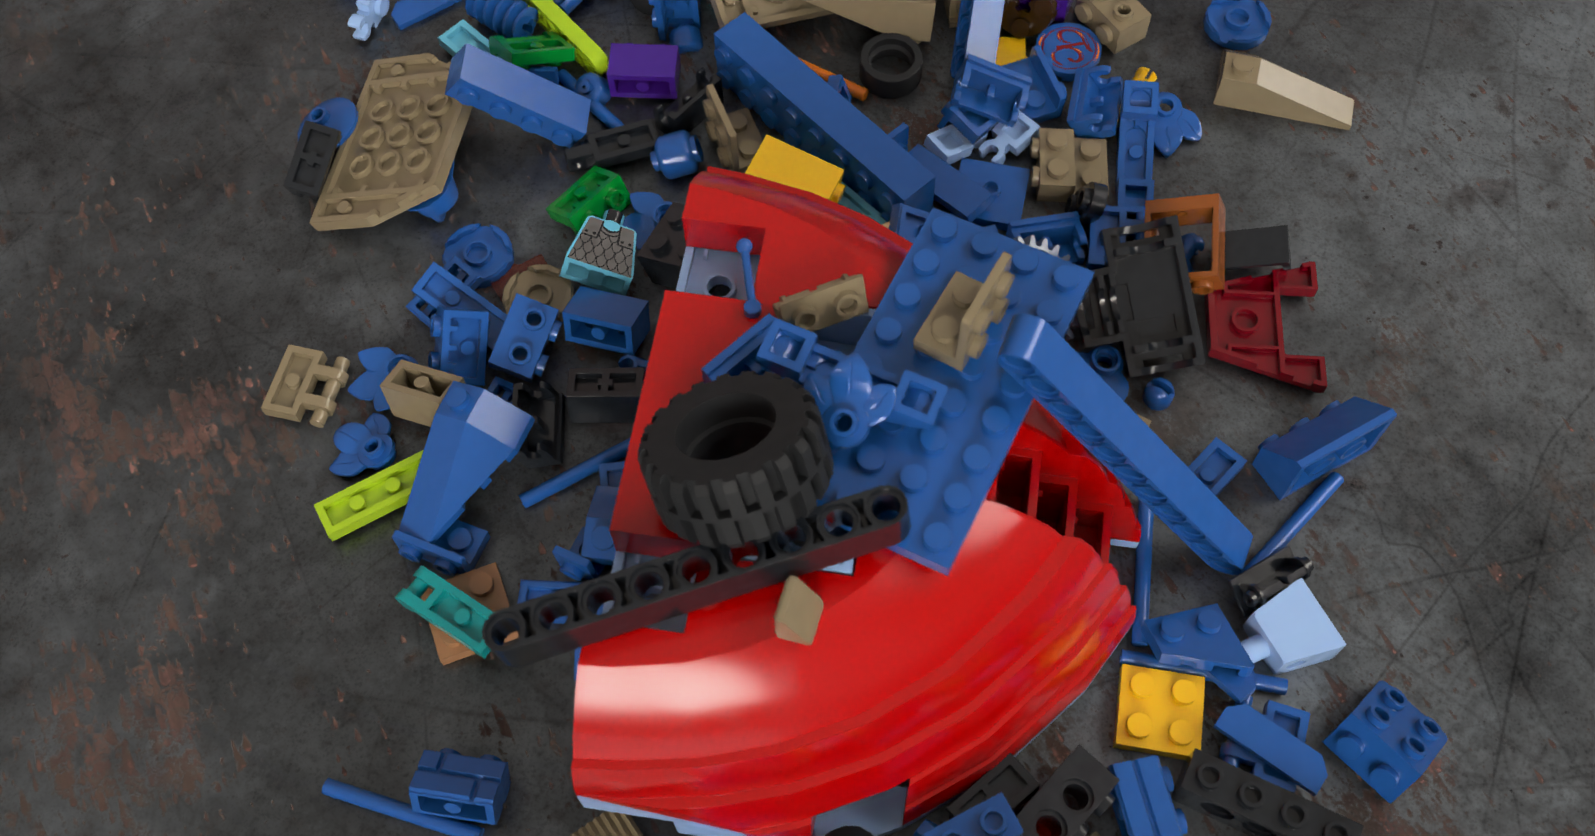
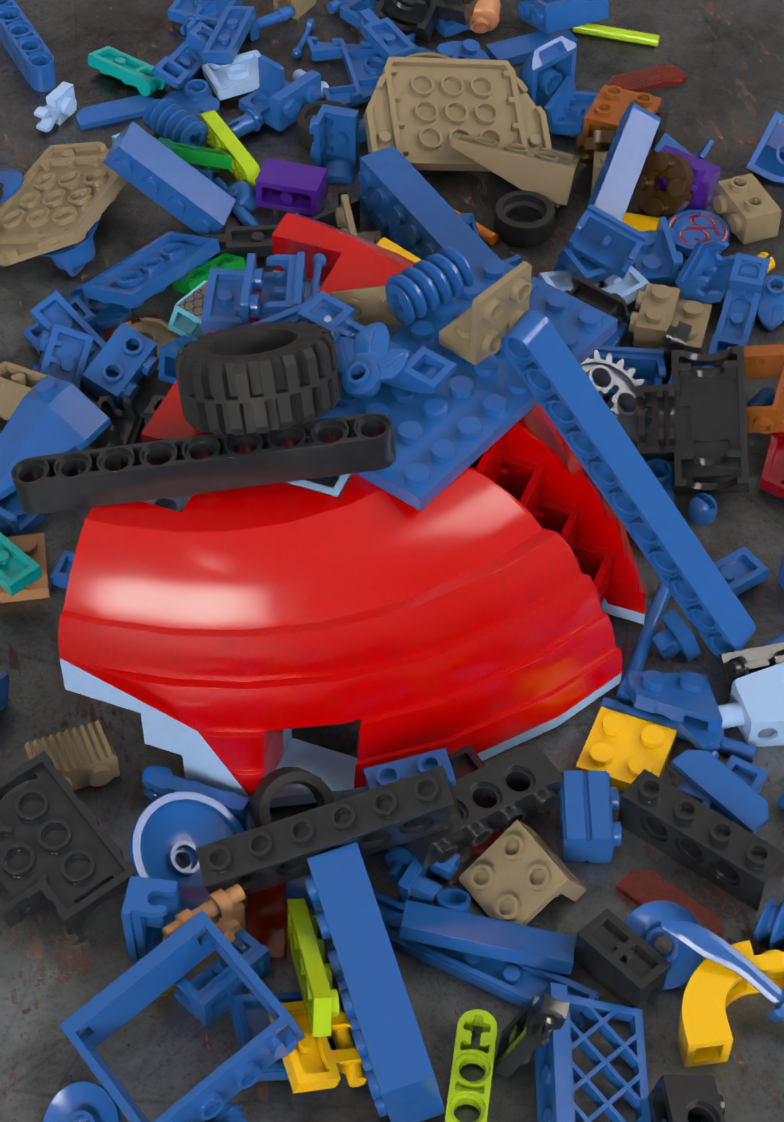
camera: 10 degrees right, 15 degrees down
(524, 206) = (151, 269): none -> blue plate
(663, 326) = (232, 297): none -> blue bracket
(718, 304) = (283, 288): none -> blue hinge
(798, 612) = (280, 506): dark tan slope -> none
(886, 278) = (428, 284): none -> blue piece
(1007, 168) = (593, 295): none -> black hinge
(1177, 562) = (676, 638): none -> blue tile

